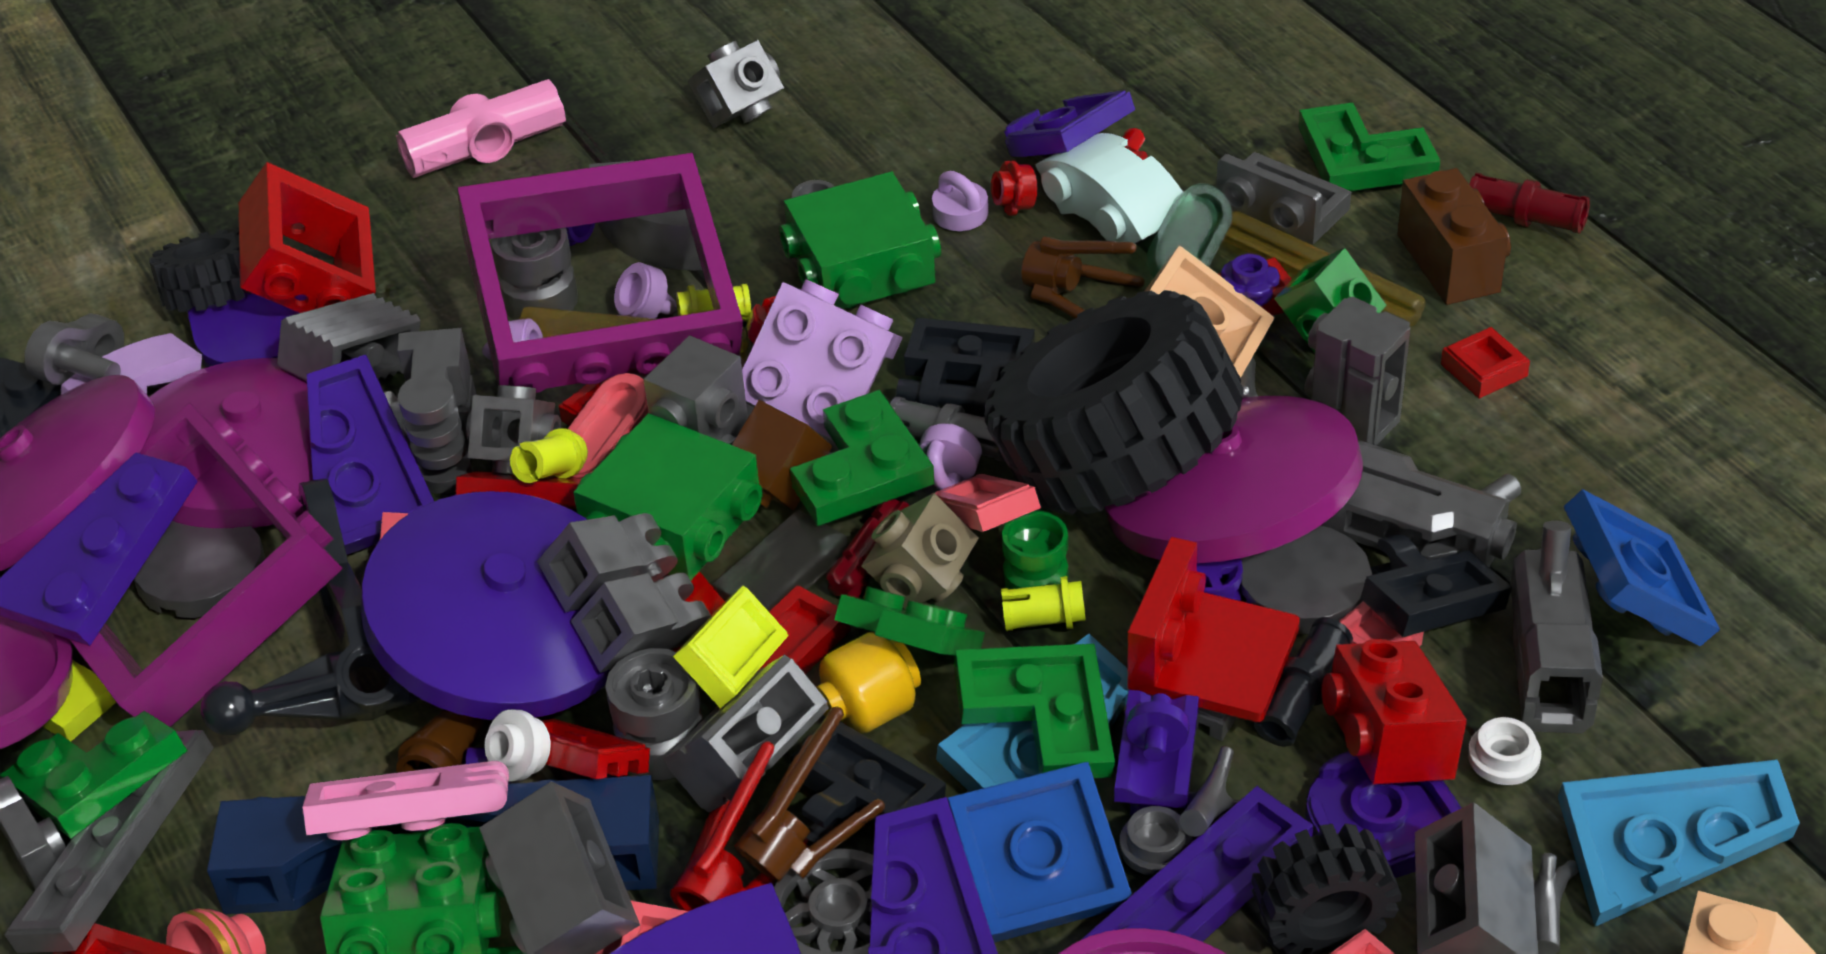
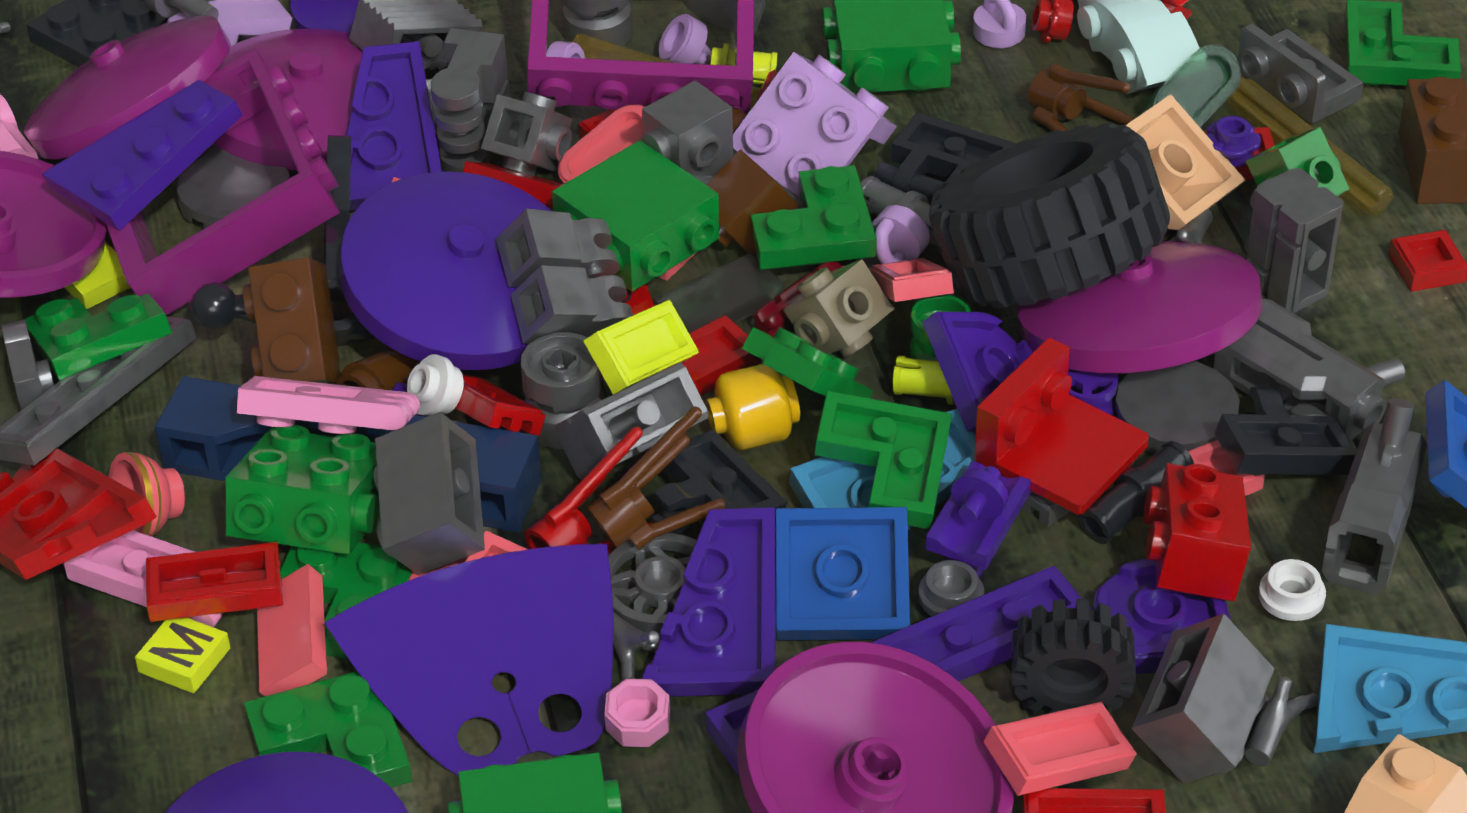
camera: 15 degrees right, 0 degrees up
(331, 711) = (292, 321): none -> reddish brown brick
(557, 454) = (558, 161): neon yellow pin -> none
(1096, 580) = (973, 357): none -> dark purple tile
(1210, 799) = (1010, 567): flat silver bar -> none

